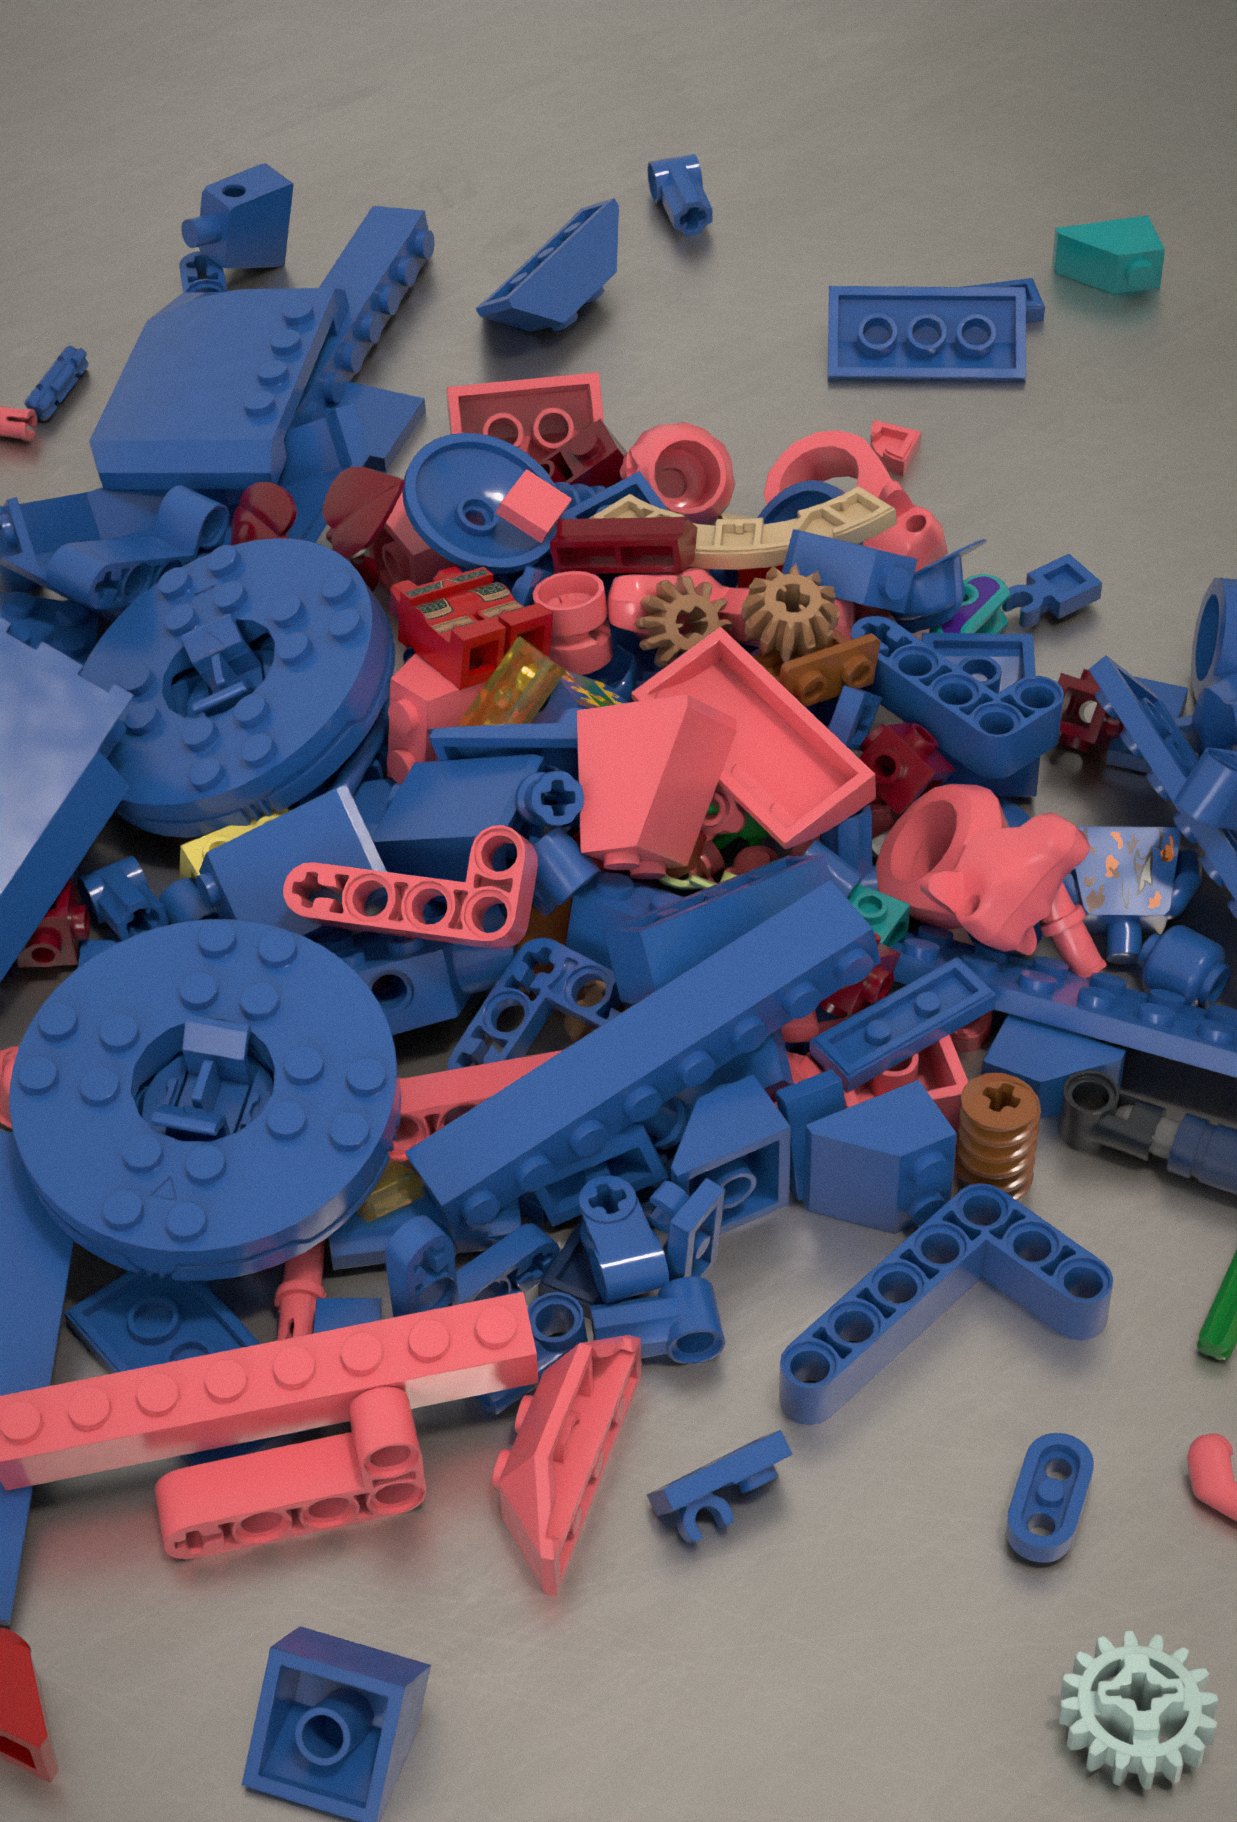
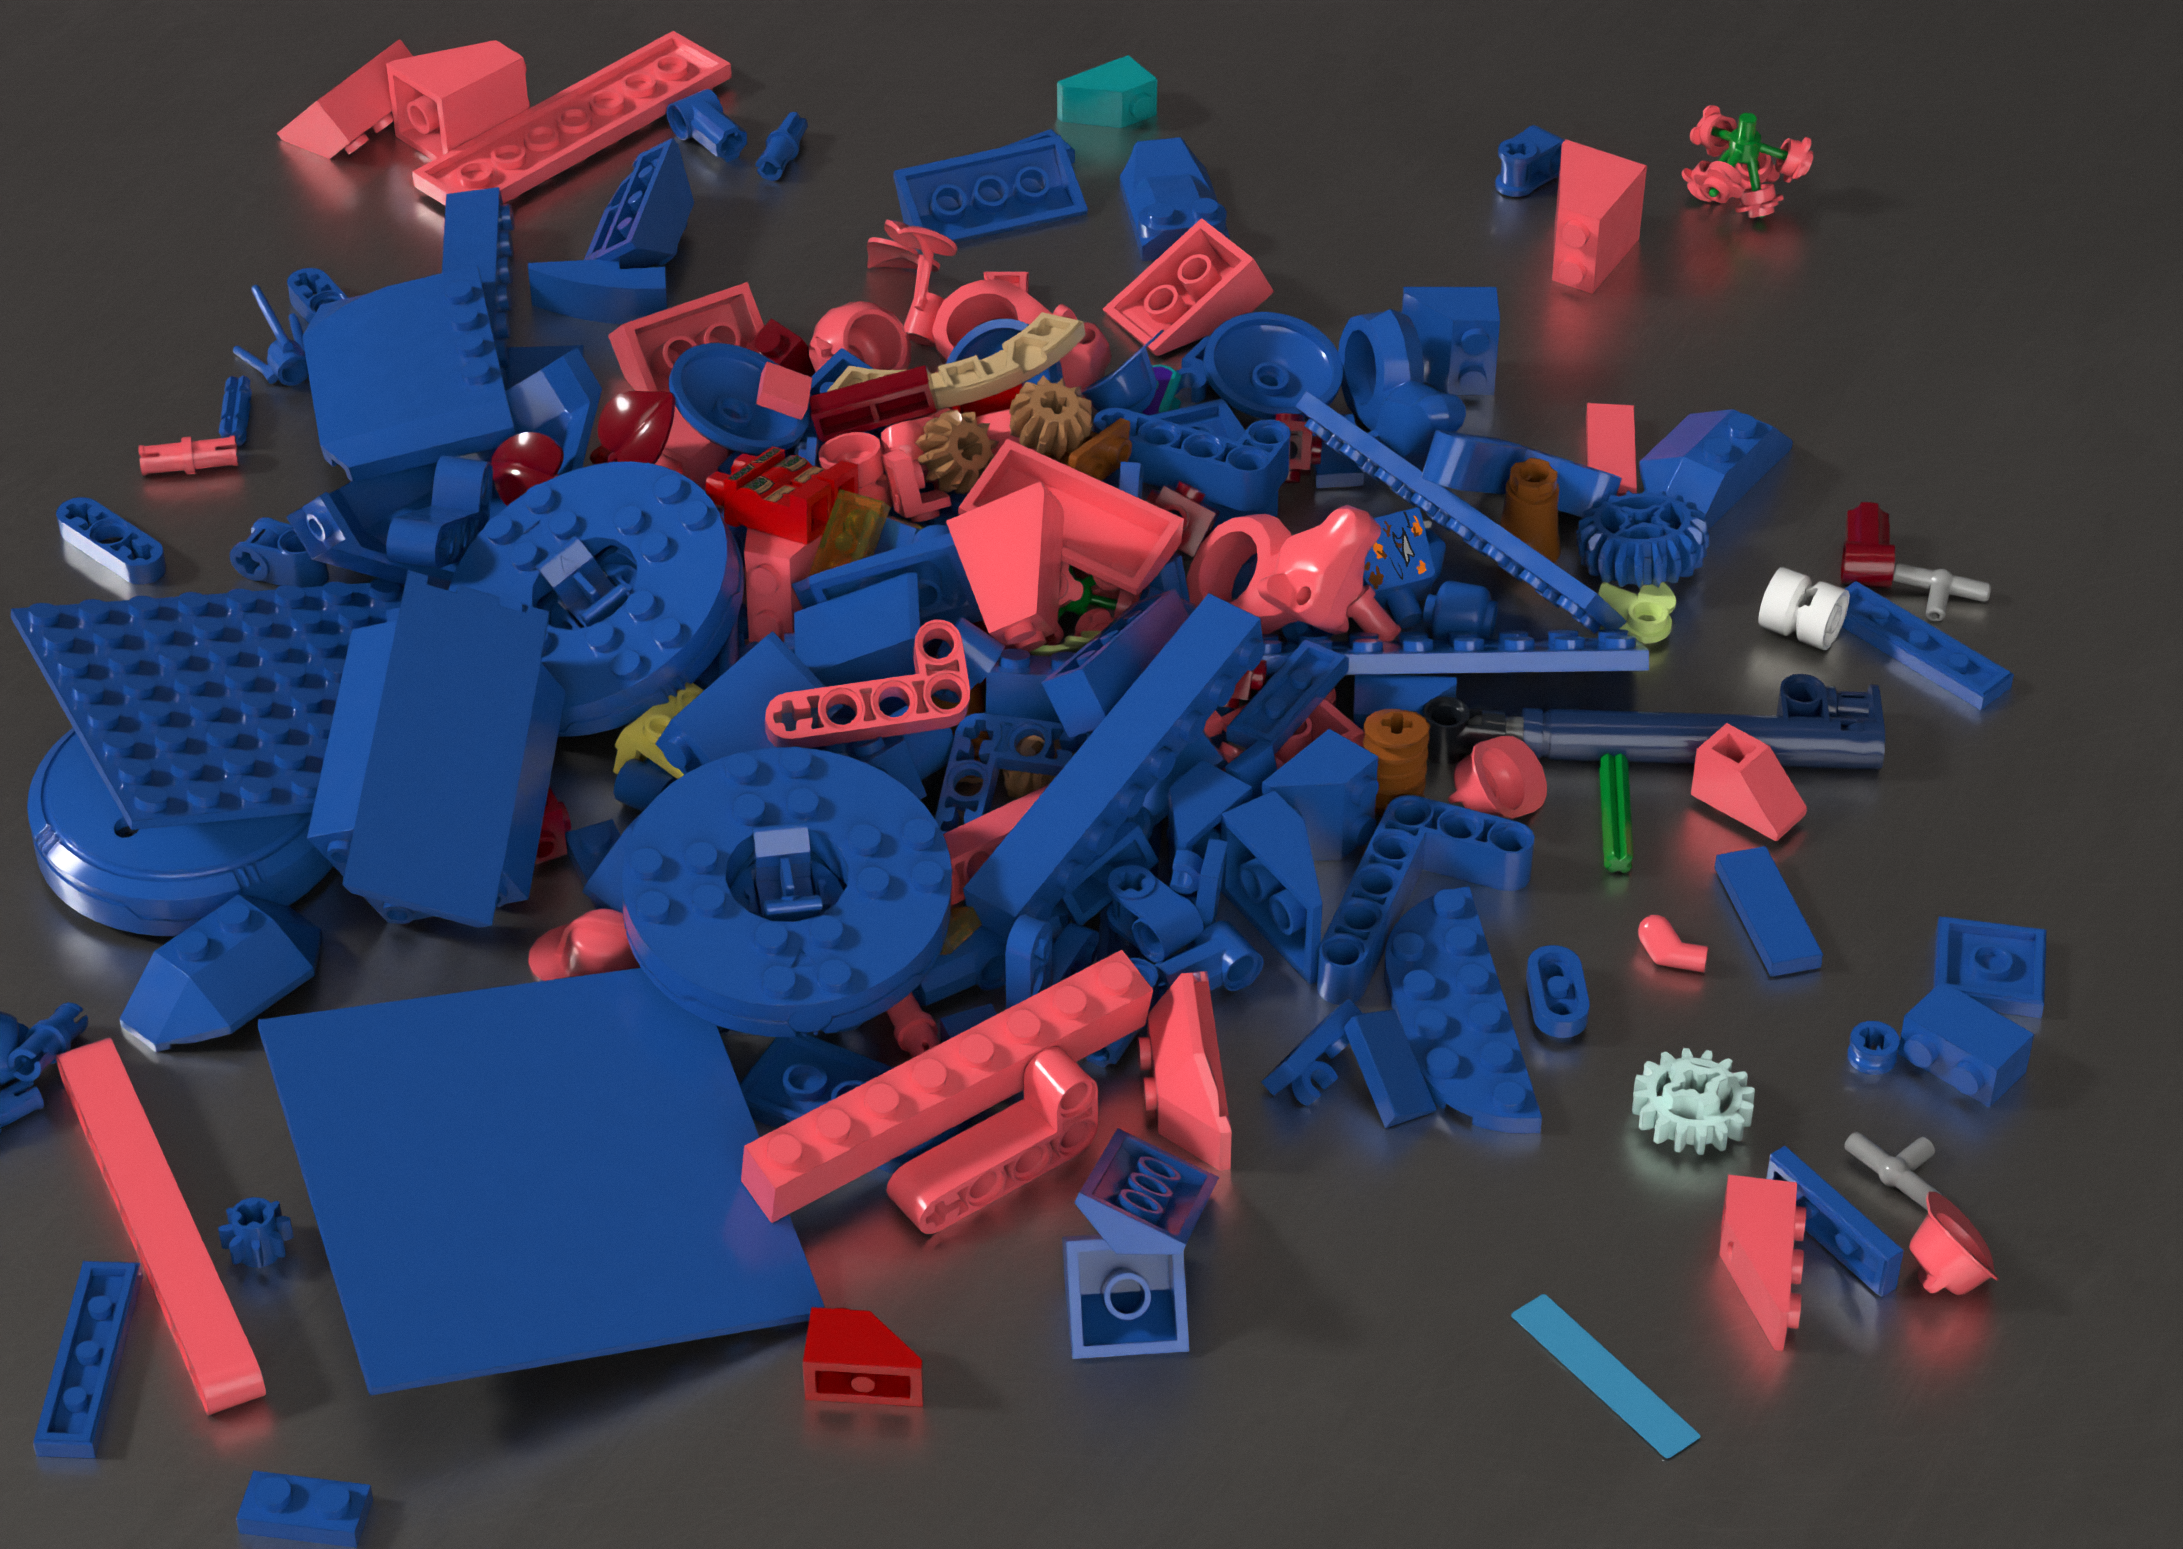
camera: 25 degrees left, 5 degrees down
(122, 898) = (591, 792): blue piece -> none
(127, 333) = (285, 357): none -> blue plant
(243, 219) = (339, 229): blue torso -> none
(357, 92) = (348, 109): none -> coral slope
(391, 1618) = (1144, 1197): none -> blue slope
(446, 112) = (455, 95): none -> coral slope
(471, 342) = (598, 290): none -> blue slope
(554, 159) = (576, 121): none -> coral plate
(569, 795) = (953, 595): blue bush -> none
(612, 643) = (905, 481): none -> coral bracket
(744, 232) = (781, 147): none -> blue axle
(783, 1235) = (1274, 878): none -> blue slope
(784, 376) = (902, 254): none -> coral plant
(793, 1533) = (1389, 1067): none -> blue slope
(854, 570) = (1096, 373): blue slope -> none
(918, 1486) = (1457, 1014): none -> blue plate
(1077, 499) = (1190, 291): none -> coral slope
(1119, 391) = (1167, 195): none -> blue slope
(1120, 1196) = (1500, 779): none -> coral piece
(1122, 591) = (1269, 362): none -> blue dish

